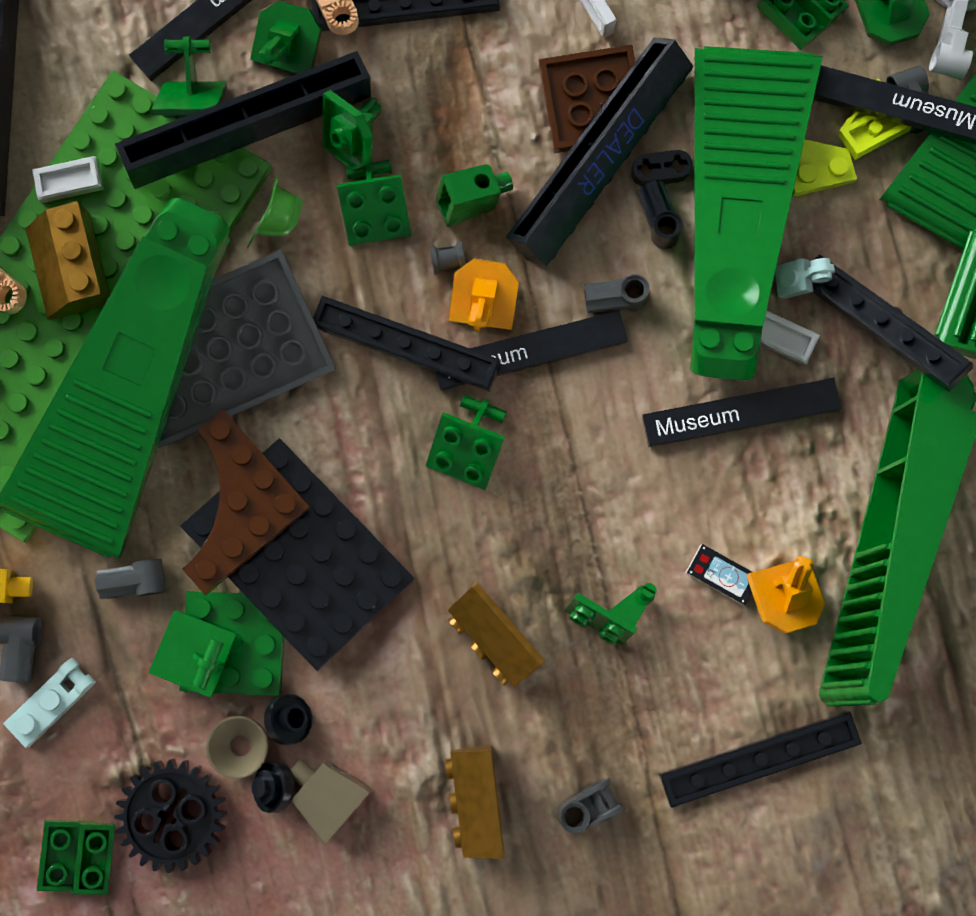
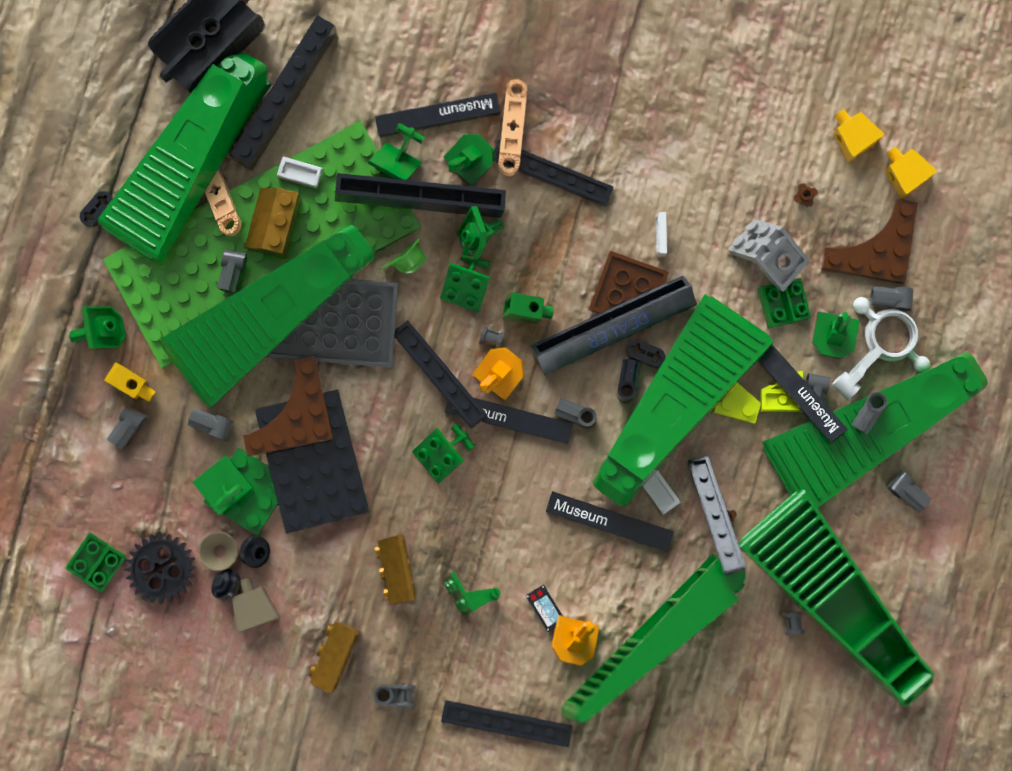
camera: 20 degrees right, 0 degrees up
(44, 350) = (232, 265): none -> dark grey piece
(49, 703) = (126, 467): light aqua plate -> none
(797, 276) = (687, 461): light aqua plate -> none

